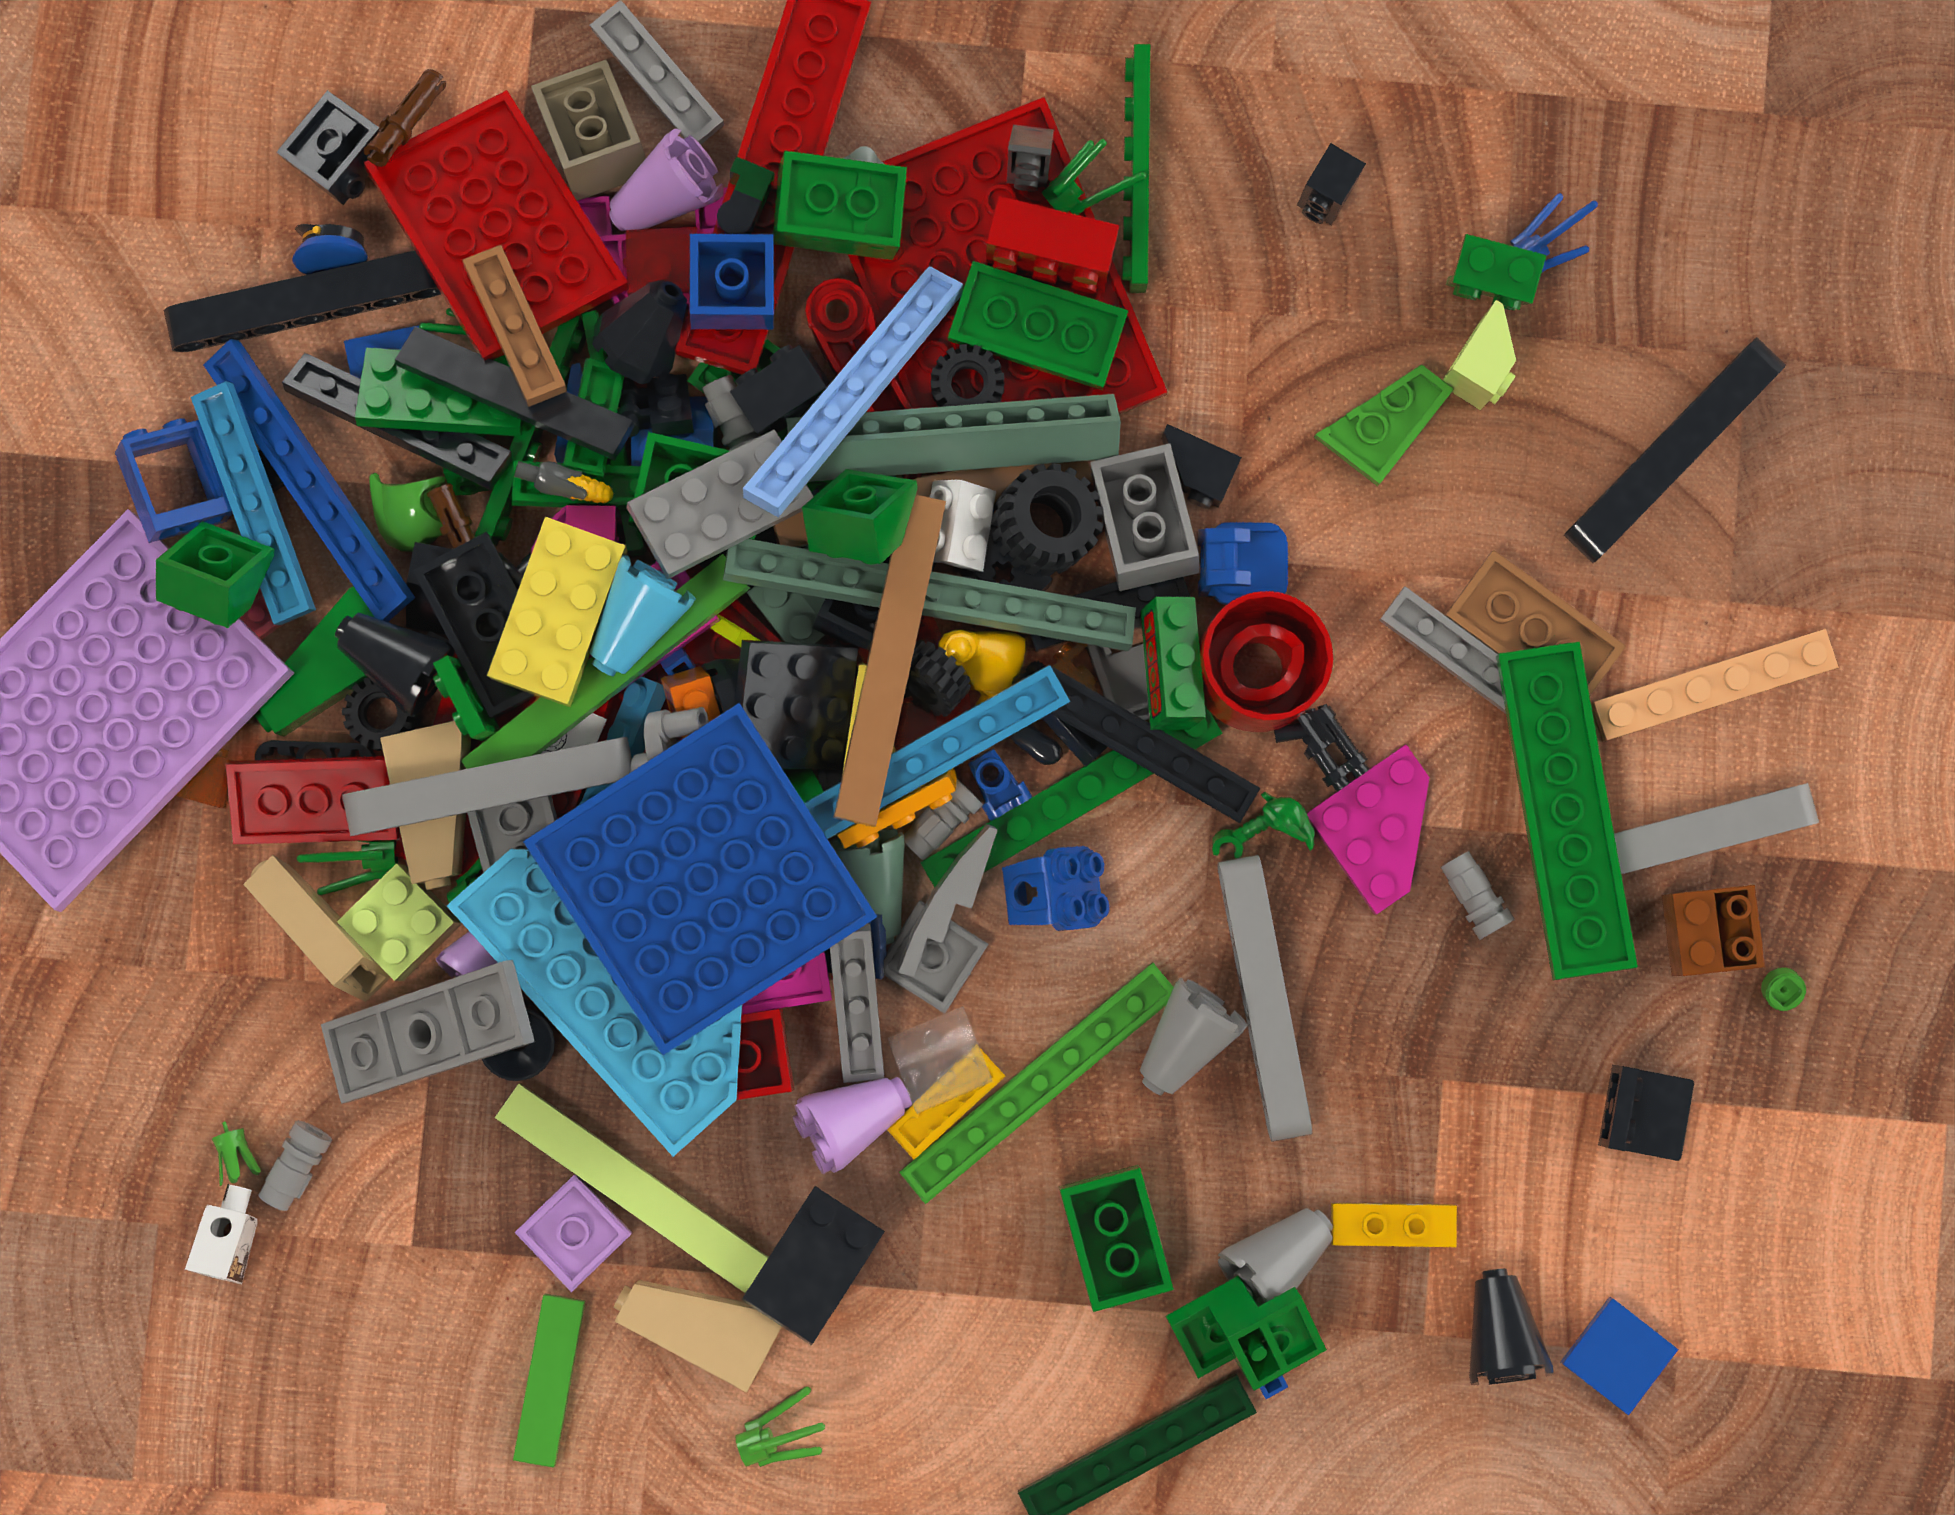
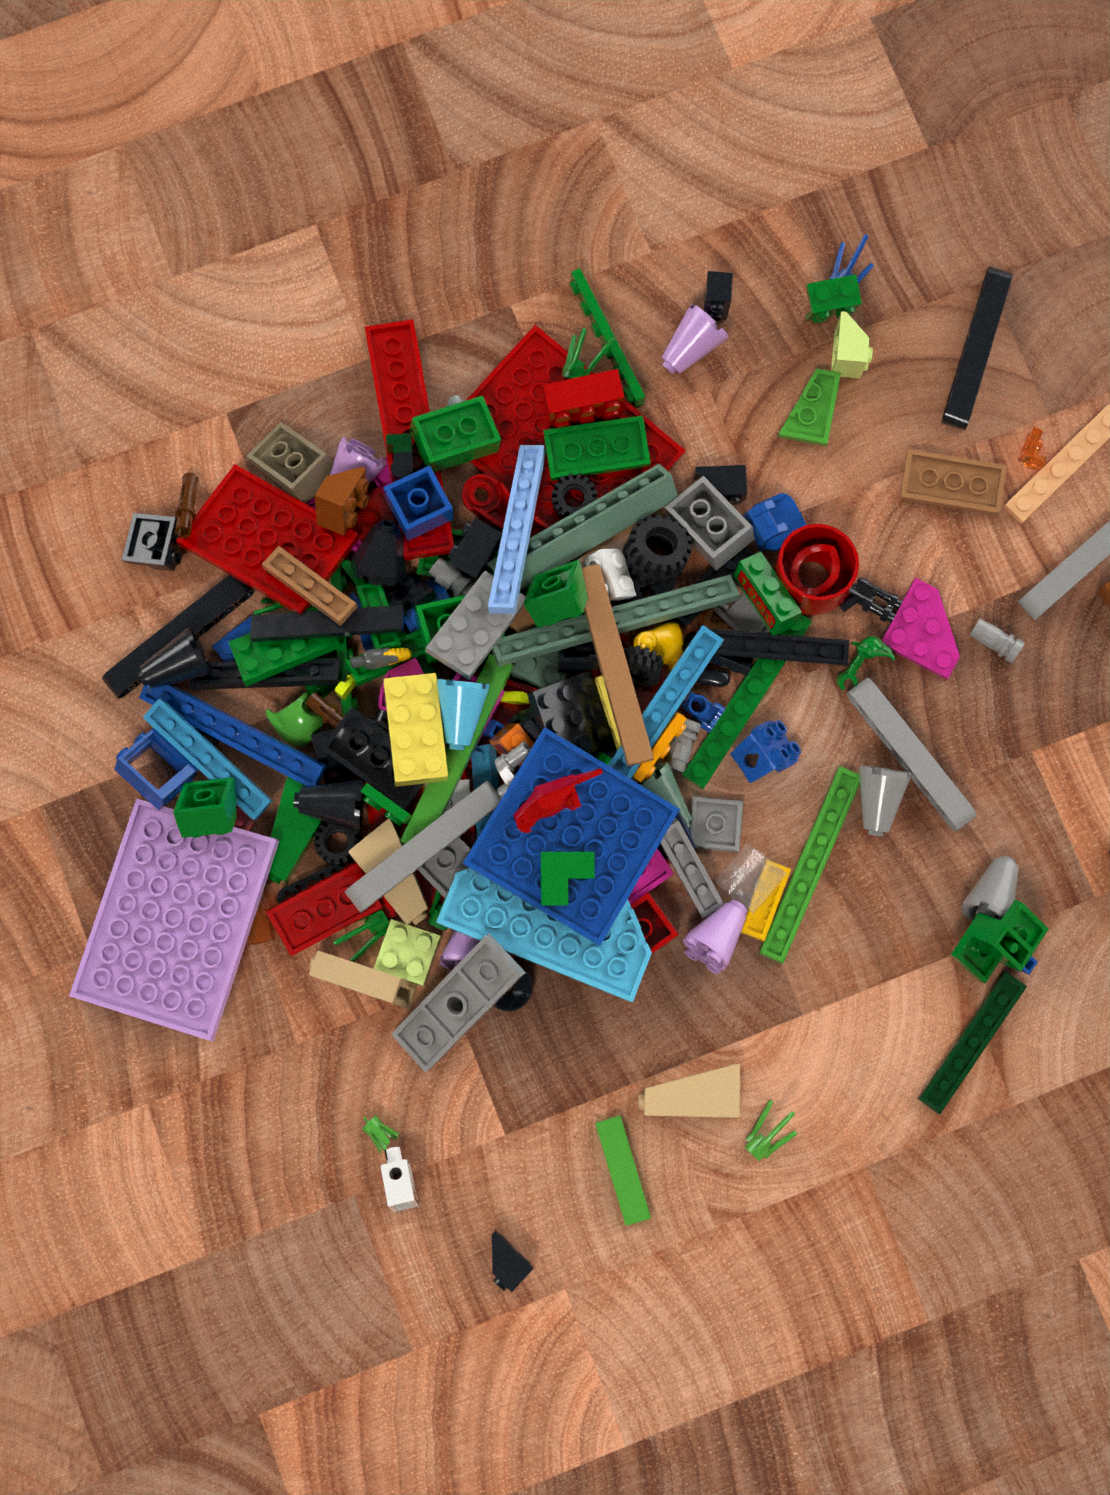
camera: 25 degrees left, 5 degrees down
(277, 341) = (176, 662): none -> black cone
(292, 1169) = (416, 1122): light grey axle -> none
(322, 1427) = (508, 1263): none -> black slope
(328, 247) = (178, 597): blue piece -> none
(494, 500) = (344, 688): none -> neon yellow tile
(573, 1232) = (593, 1080): lavender tile -> none
(625, 221) = (341, 500): none -> dark orange slope
(632, 1187) = (621, 1038): yellowish green tile -> none
(656, 73) = (313, 414): light grey plate -> none
(656, 917) = (557, 869): none -> green tile
(693, 813) = (550, 799): none -> red animal
(813, 1265) = (739, 1026): black slope -> none
(956, 886) = (711, 774): light grey slope -> none
(1029, 157) = (546, 358): dark grey slope -> none
(1116, 1238) = (899, 927): green brick -> none
(1259, 234) = (692, 340): none -> lavender cone
(1394, 1224) = (1047, 844): yellow plate -> none
(1445, 644) = (917, 513): light grey plate -> none
(1566, 811) = (1023, 568): green plate -> none
(1680, 635) = (1030, 450): none -> clear orange bracket

